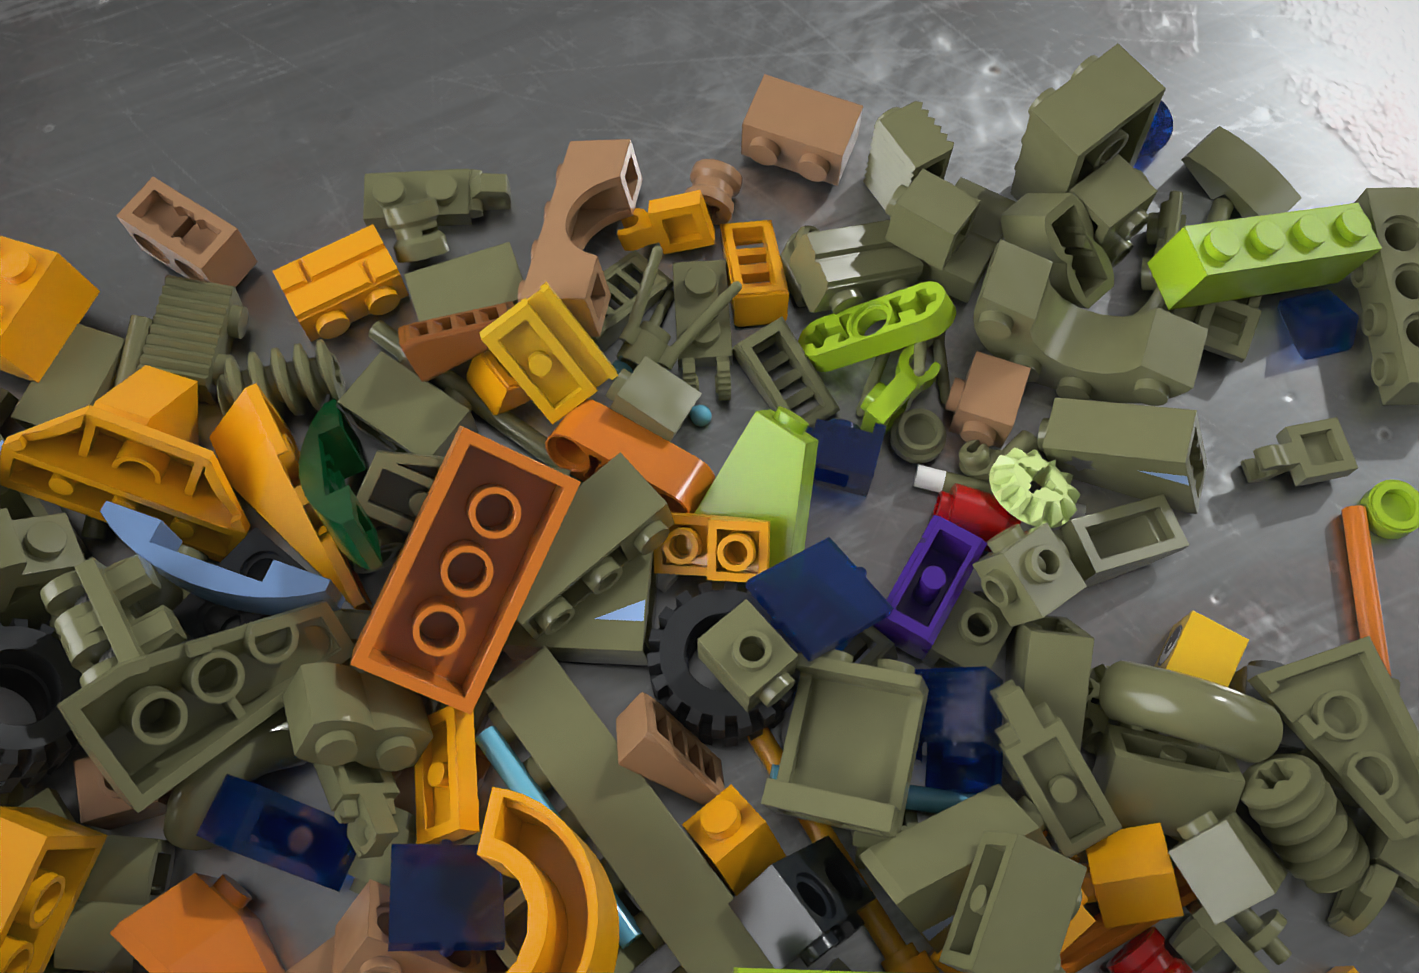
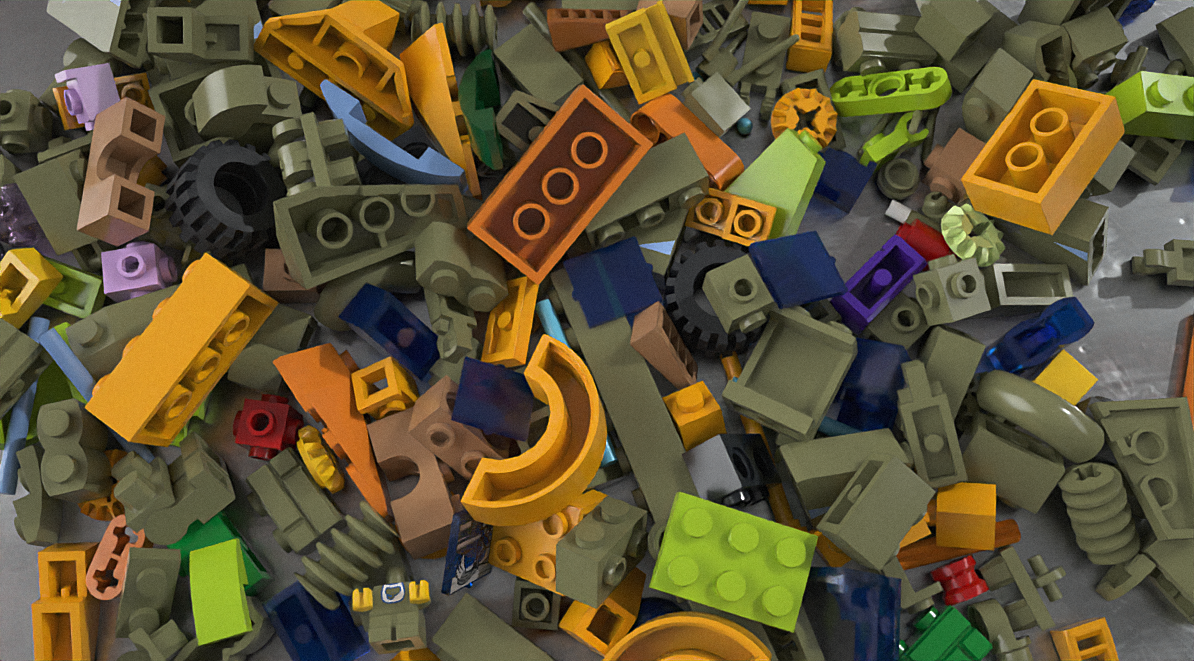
camera: 15 degrees right, 5 degrees up
(288, 939) = (395, 398): none -> light orange brick
(573, 680) = (612, 282): none -> clear blue piece
(771, 364) = (805, 100): none -> light orange gear
(1095, 365) = (1044, 155): none -> light orange brick
(1158, 602) = (1040, 337): none -> clear blue brick
(1226, 864) = (1034, 521): slope -> none

